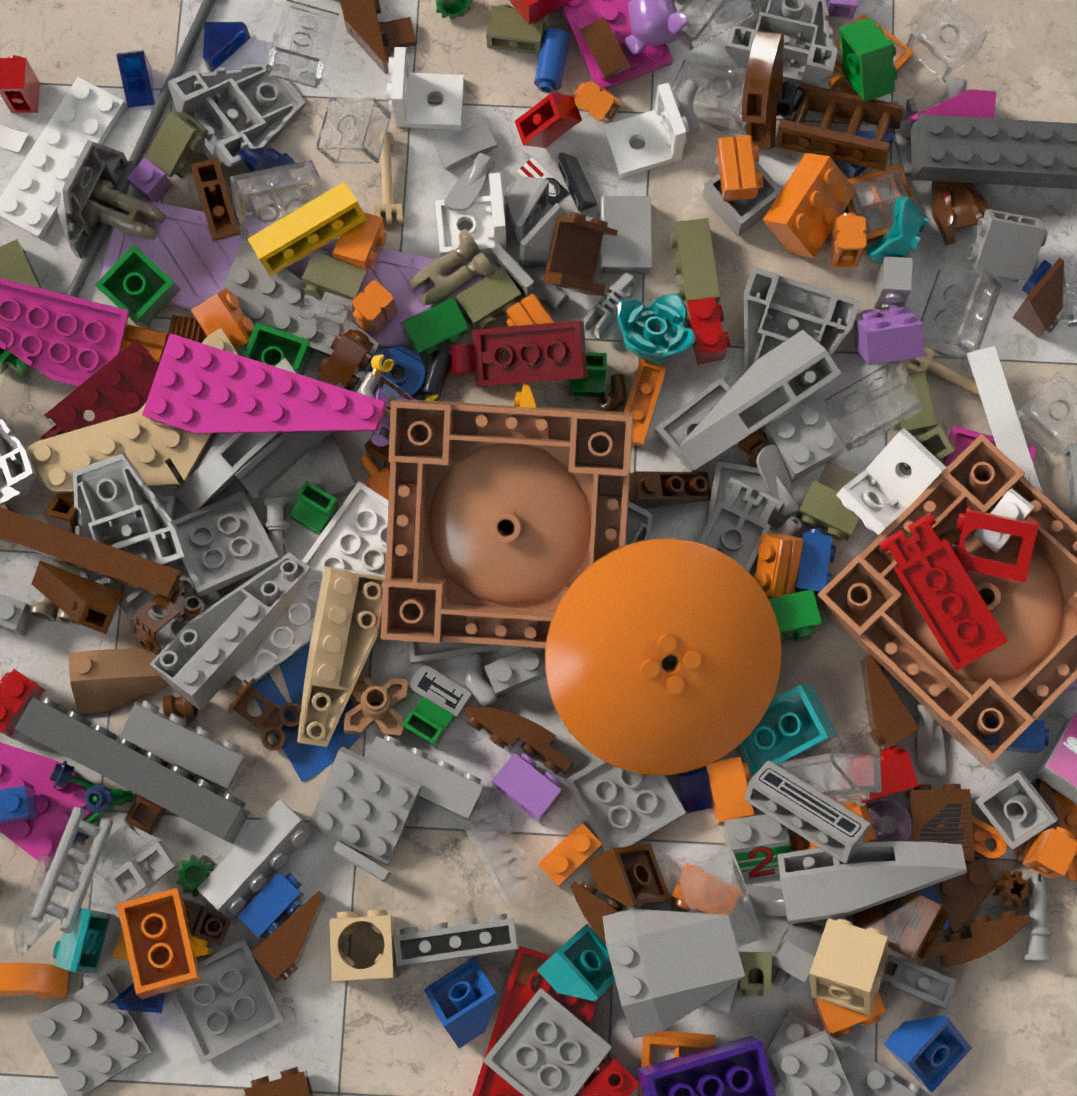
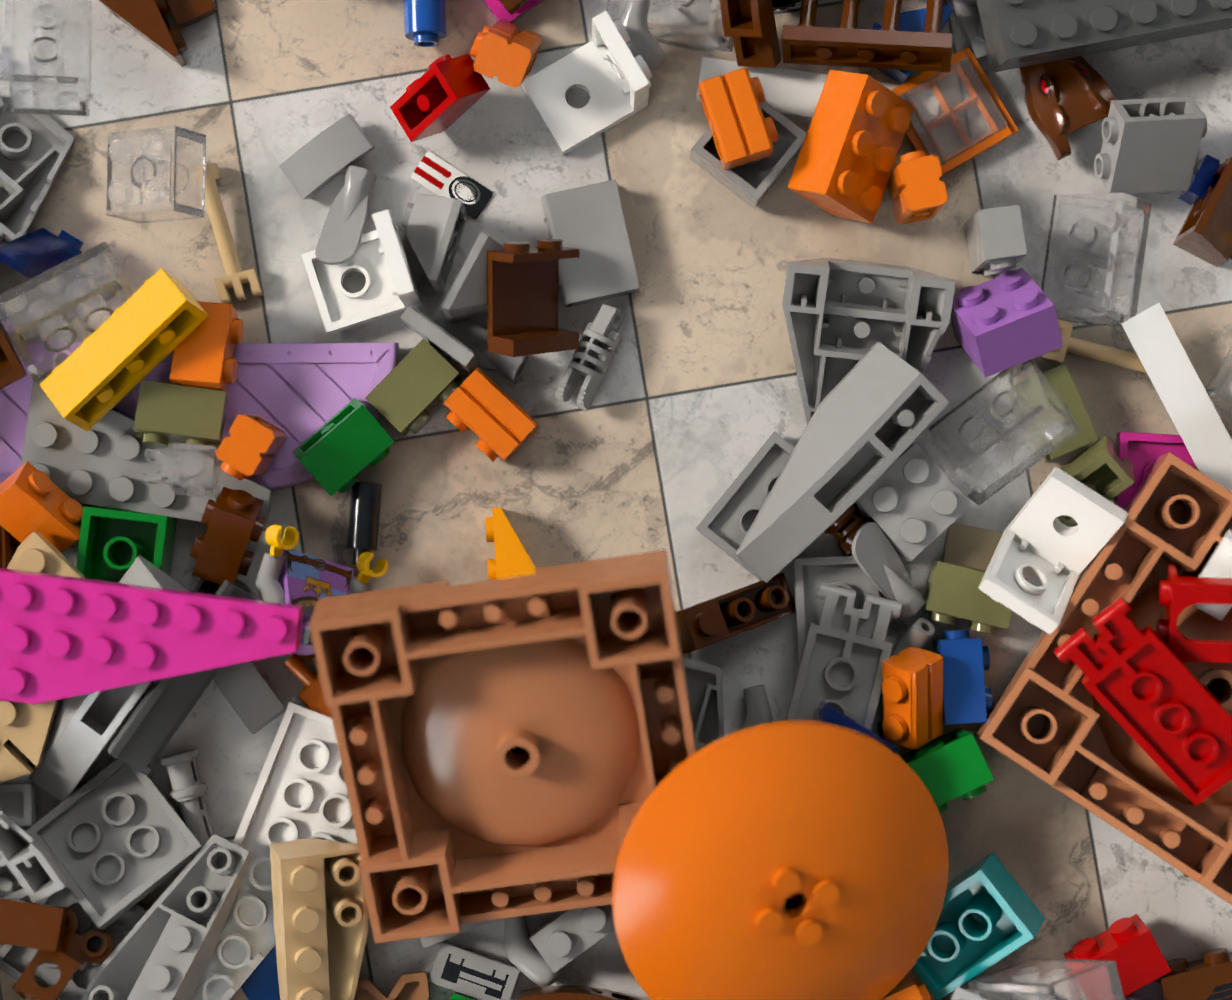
camera: 15 degrees left, 10 degrees up
(314, 508) = (235, 755): green piece -> none
(410, 94) = (227, 92): white bracket -> none
(412, 368) = (327, 515): blue plate -> none
(438, 268) = (328, 362): dark tan piece -> none
(535, 351) = (501, 461): dark red hinge -> none
(576, 182) = (502, 176): black slope -> none
(596, 377) = (582, 470): green piece -> none
(615, 396) = (629, 490): reddish brown arm -> none
(644, 398) = (668, 492): orange plate -> none
(657, 329) = (673, 359): teal brick -> none
(694, 260) = (701, 267): olive brick -> none
(705, 320) = (739, 366): red brick -> none
(885, 710) = (1103, 869): reddish brown slope -> none
(902, 233) = (996, 164): teal brick -> none
(930, 745) = (1173, 900): light grey piece -> none

